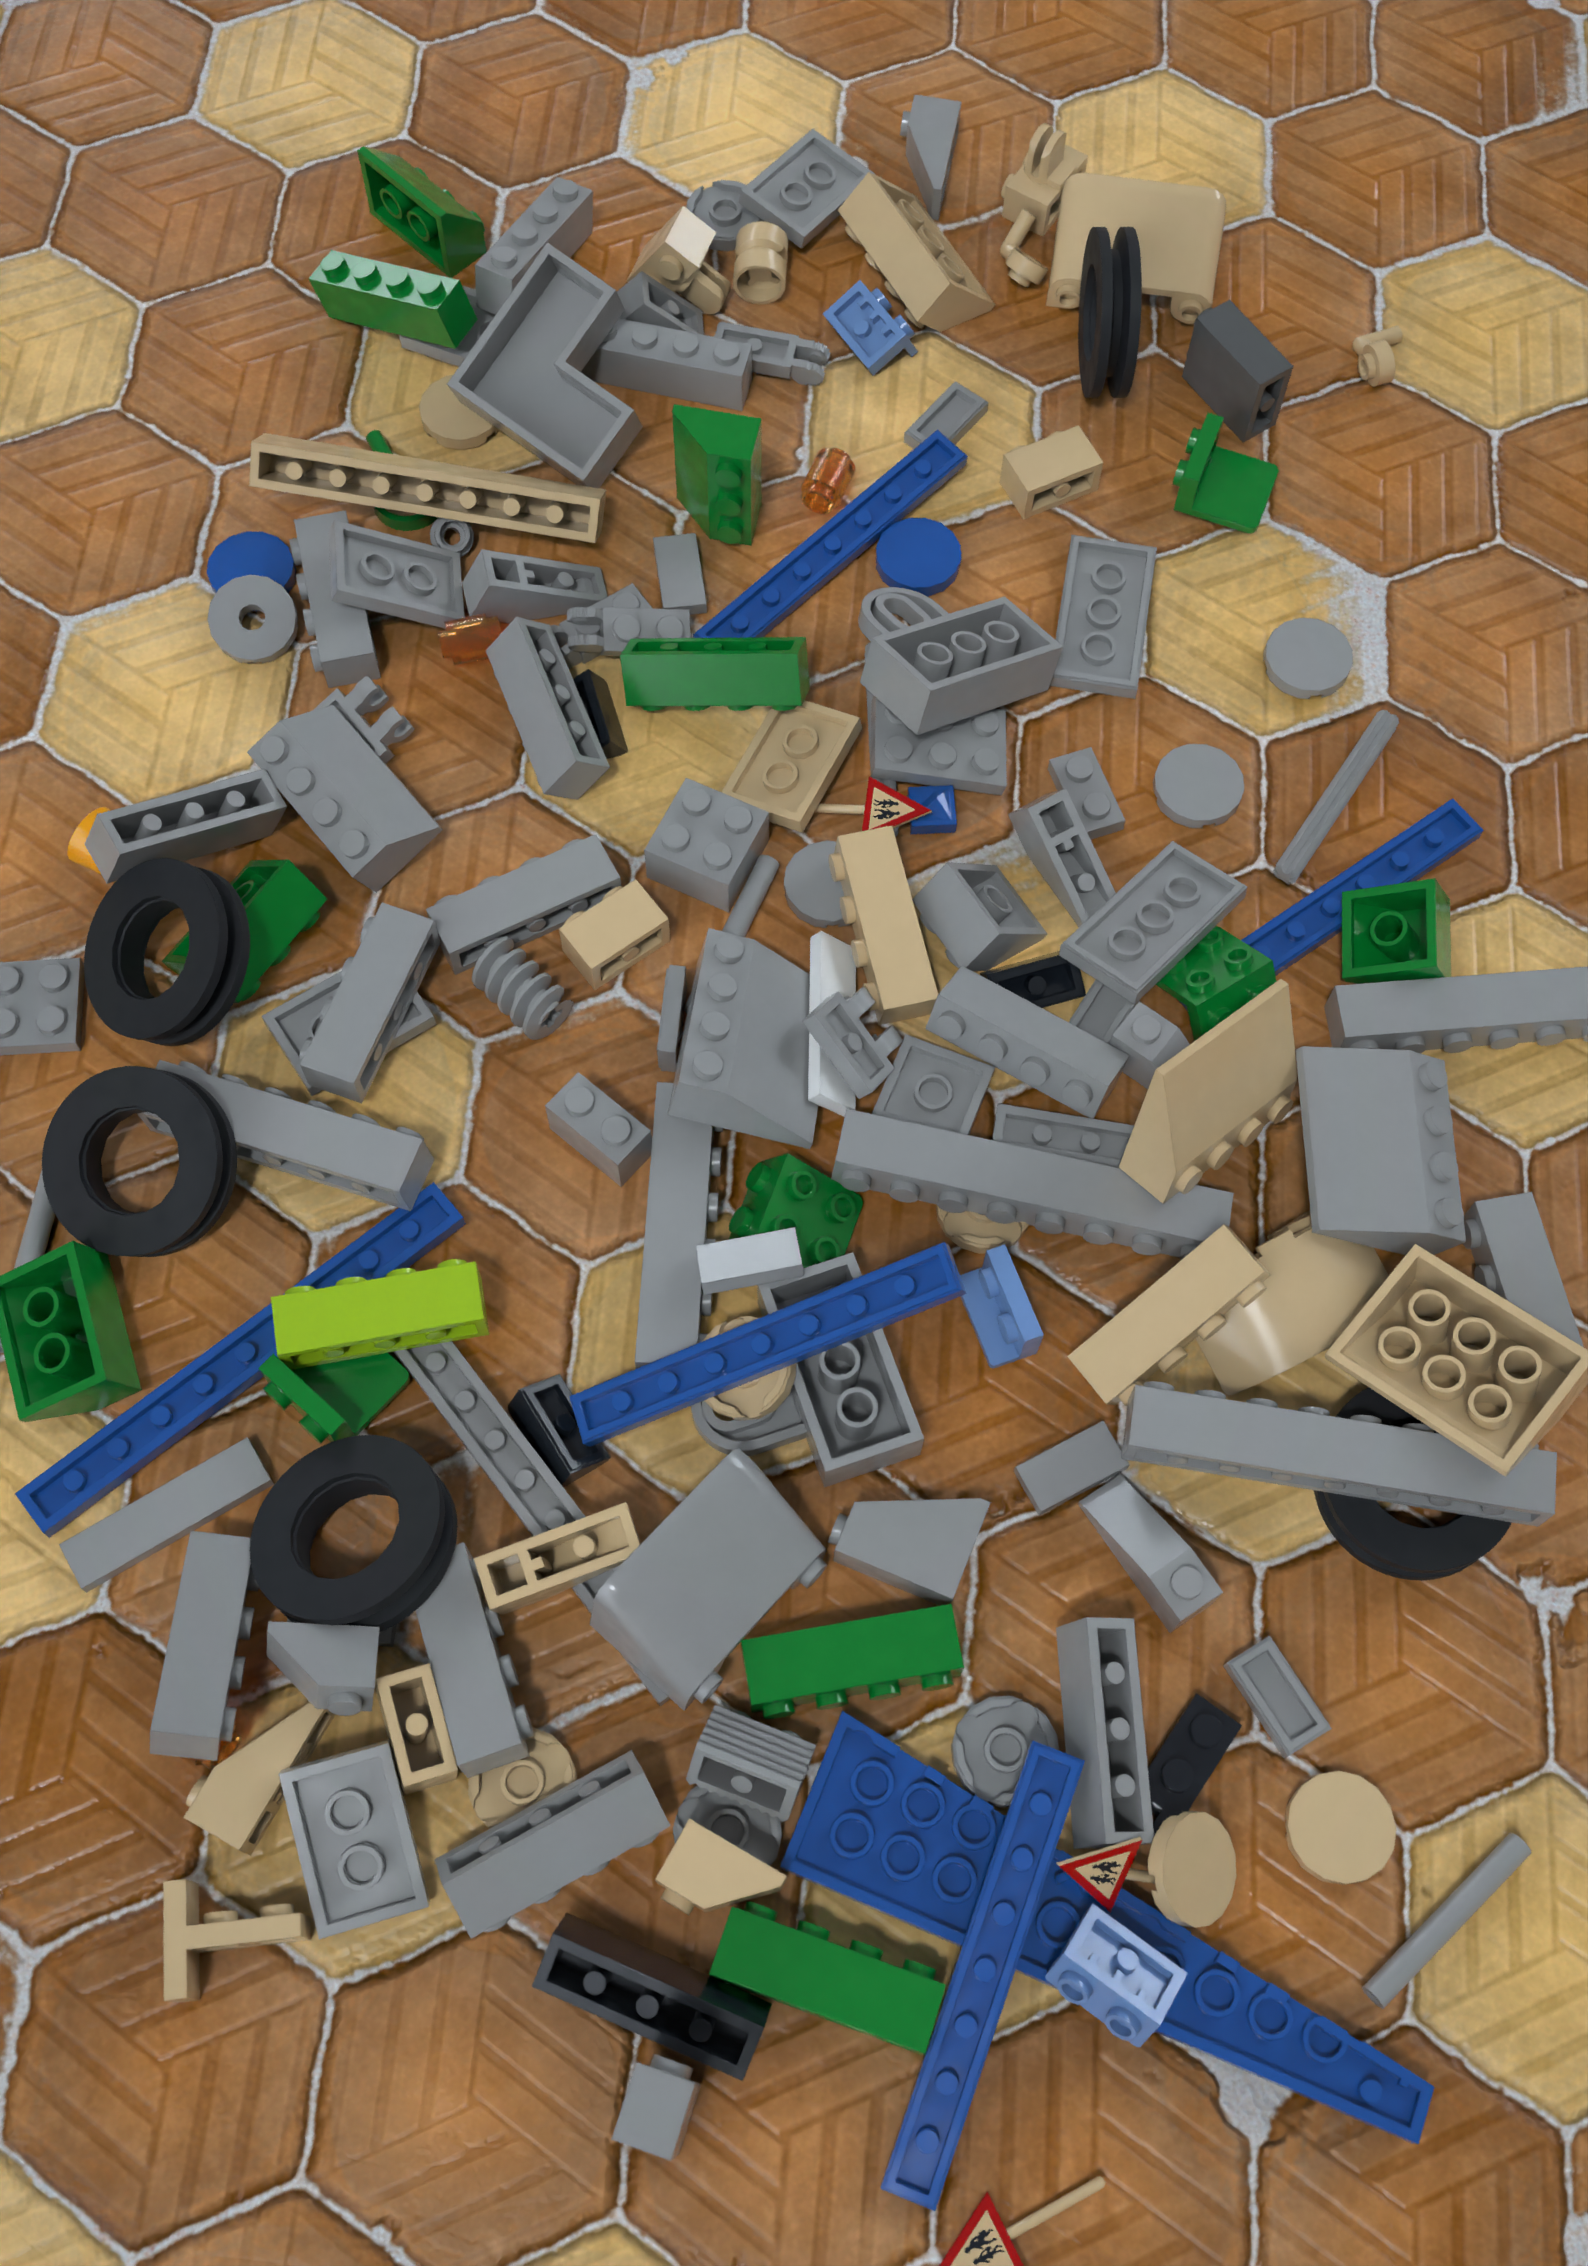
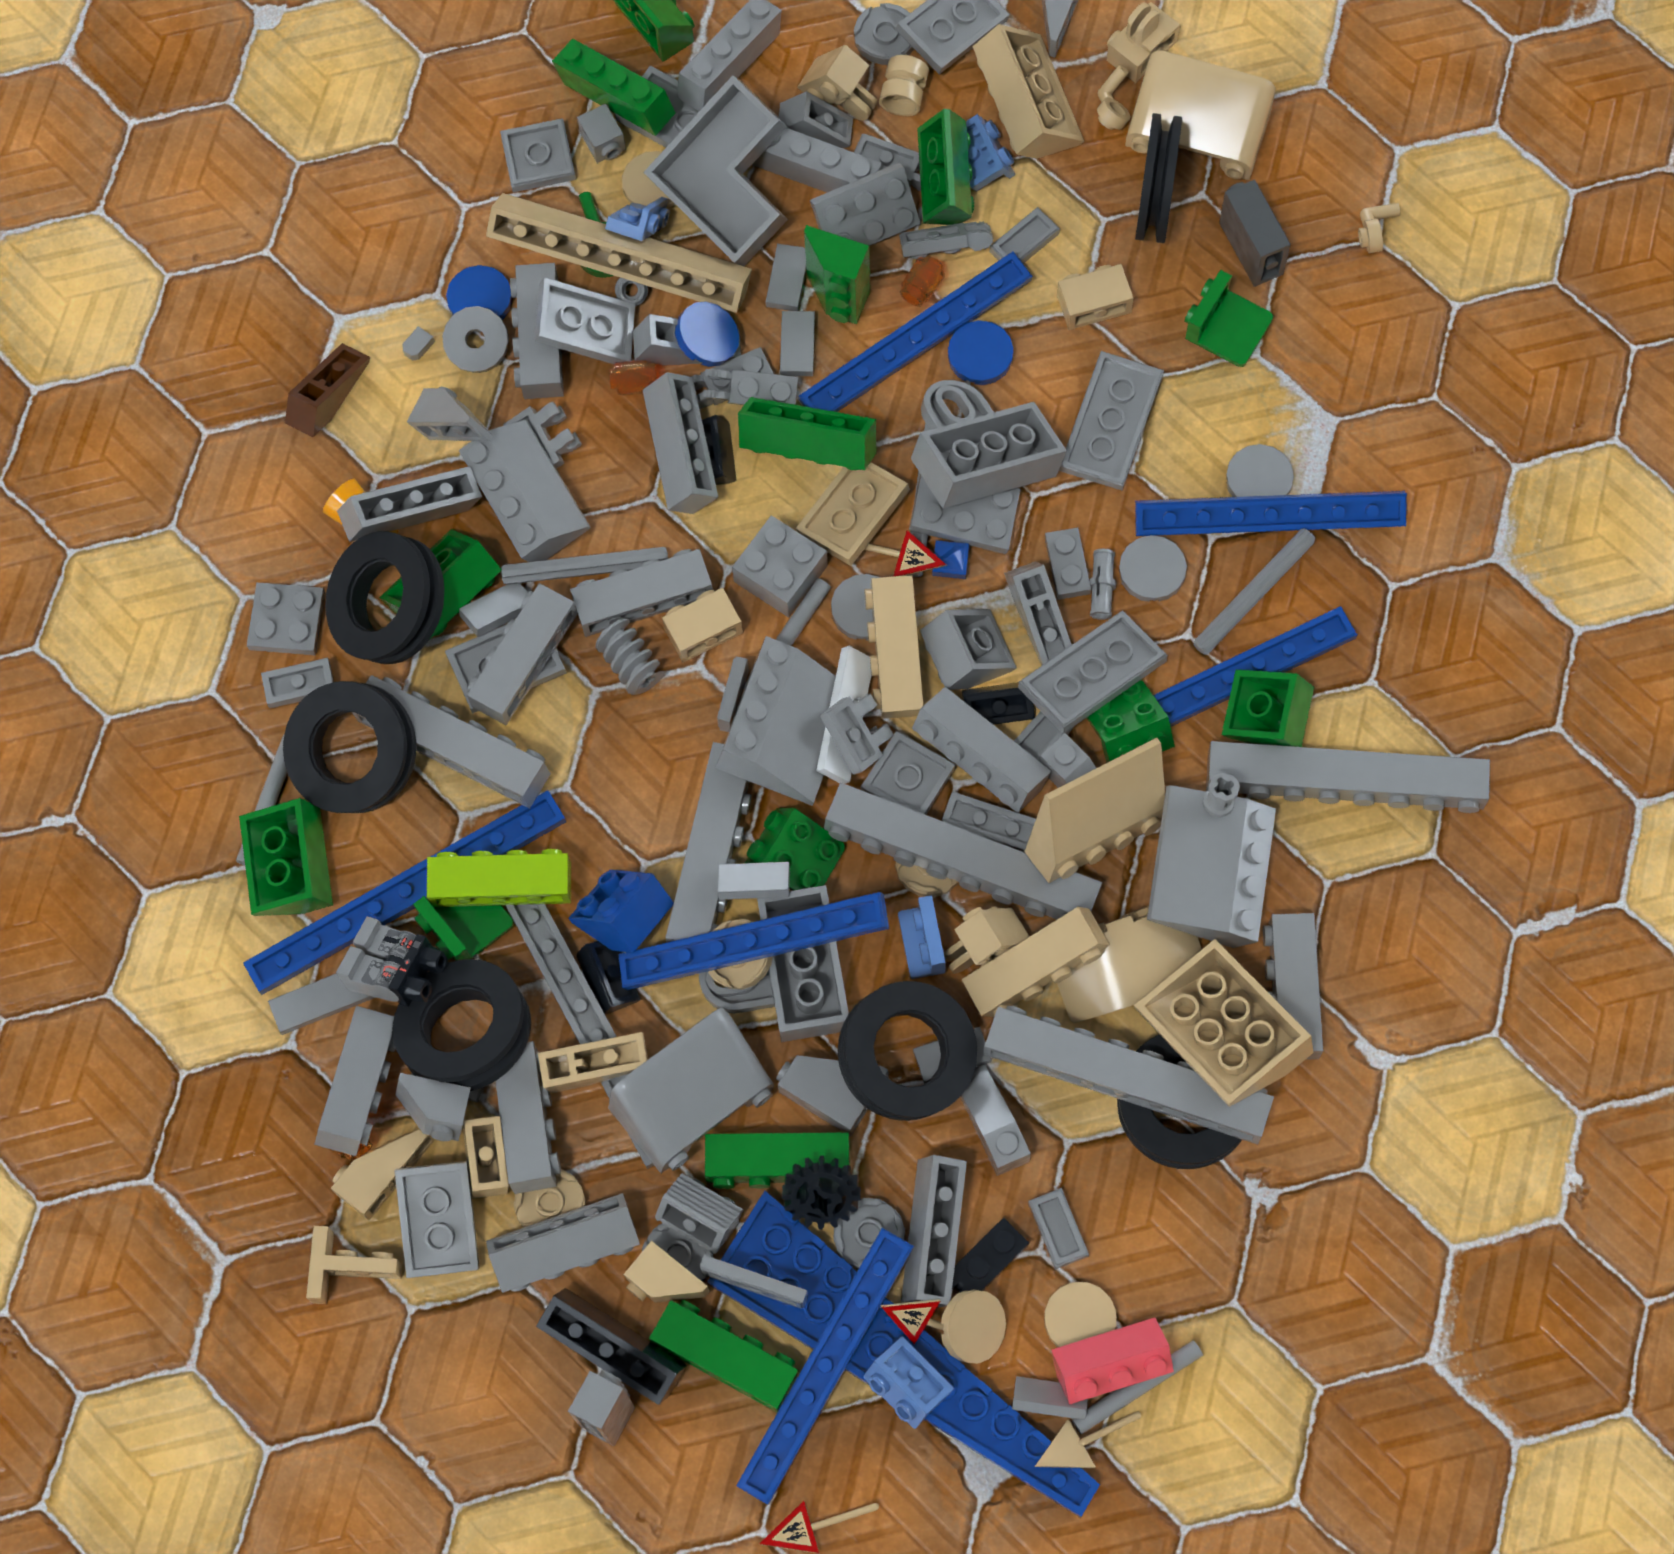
camera: 15 degrees right, 5 degrees up
(40, 1092) = (295, 682): none -> light grey plate
(51, 708) = (323, 390): none -> reddish brown slope
(176, 637) = (417, 344): none -> light grey piece
(224, 714) = (444, 417): none -> light grey slope
(235, 1461) = (390, 964): none -> hips
(306, 397) = (538, 155): none -> light grey tile
(321, 952) = (493, 609): none -> light grey tile
(384, 360) = (601, 133): none -> light grey brick
(428, 882) = (579, 565): none -> light grey axle
(461, 448) = (639, 220): none -> medium blue bracket
(560, 570) = (707, 334): none -> tile
(565, 1332) = (622, 909): none -> blue slope
(599, 1129) = (668, 768): light grey brick -> none
(652, 499) = (787, 278): none -> light grey tile
(751, 385) = (868, 207): none -> light grey plate
(832, 342) = (945, 169): none -> green slope
(849, 429) = (946, 239): none -> light grey hinge
(854, 1856) = (753, 1282): none -> light grey tile
(930, 1701) = (821, 1192): none -> black gear
(1080, 1450) = (950, 1027): none -> black tyre
(1093, 1288) = (984, 937): none -> tan brick
(1138, 812) = (1102, 584): none -> light grey pin
(1327, 1960) = (1045, 1398): none -> light grey tile
(1333, 697) = (1270, 513): none -> blue tile
(1372, 2038) = (1068, 1449): none -> tan piece
(1382, 1039) = (1221, 795): none -> light grey bush
(1409, 1887) = (1112, 1360): none -> coral brick

